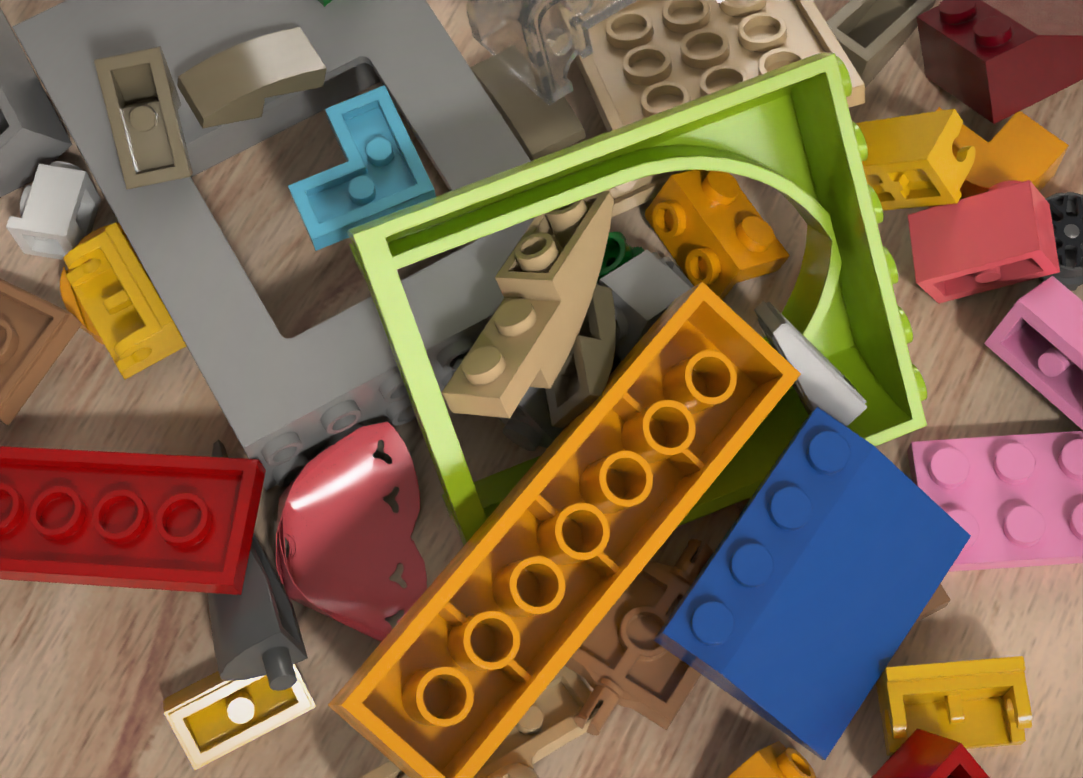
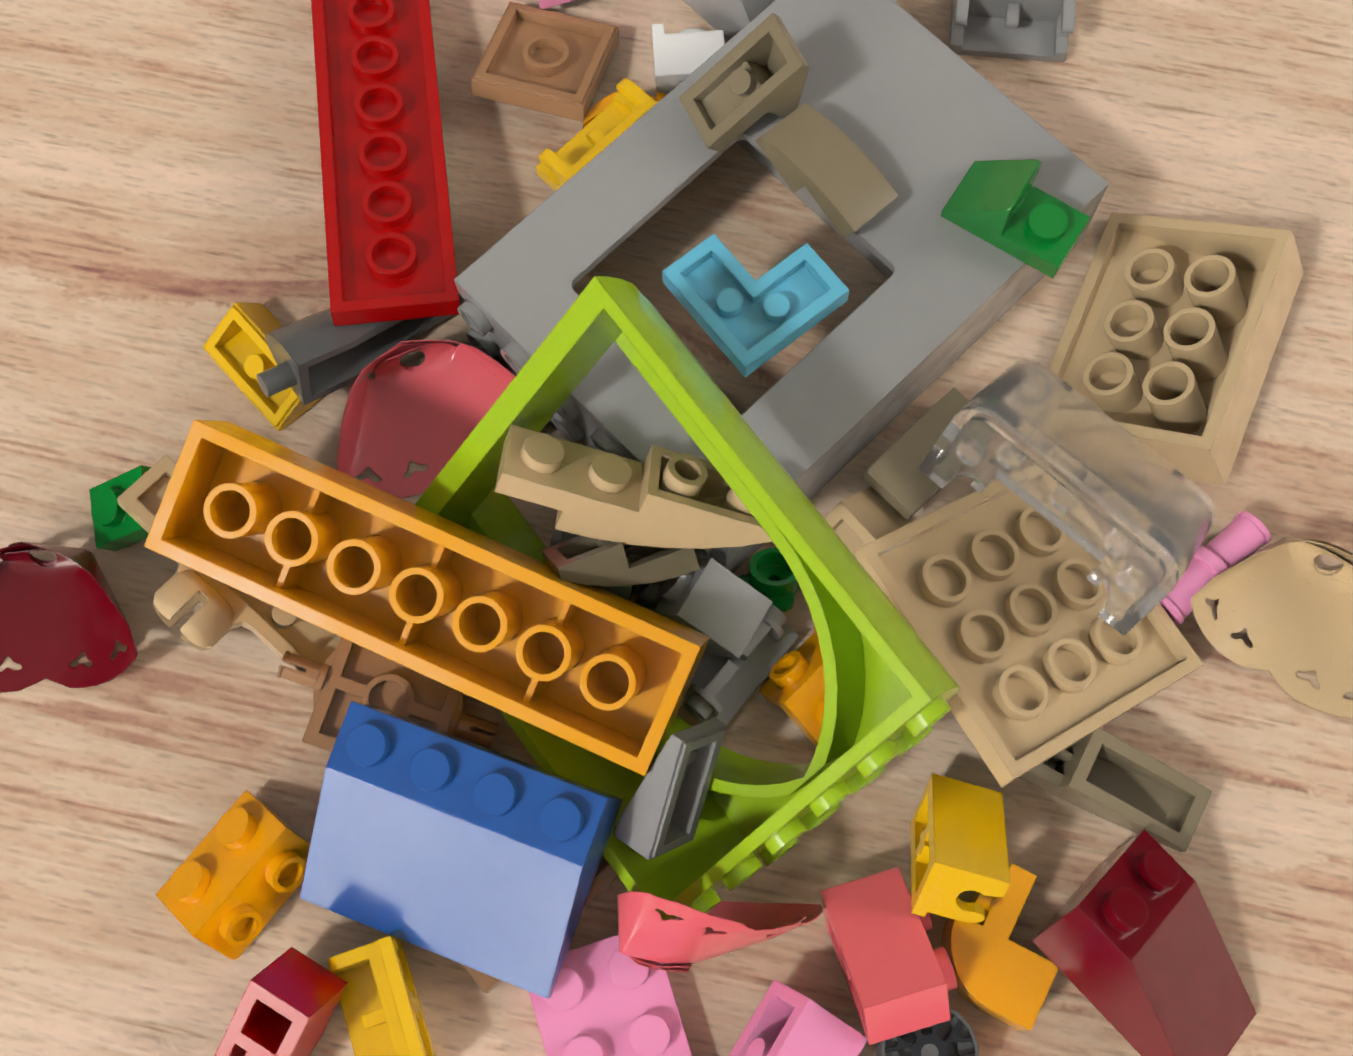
camera: 75 degrees right, 5 degrees up
(933, 415) = (697, 934): none -> coral piece

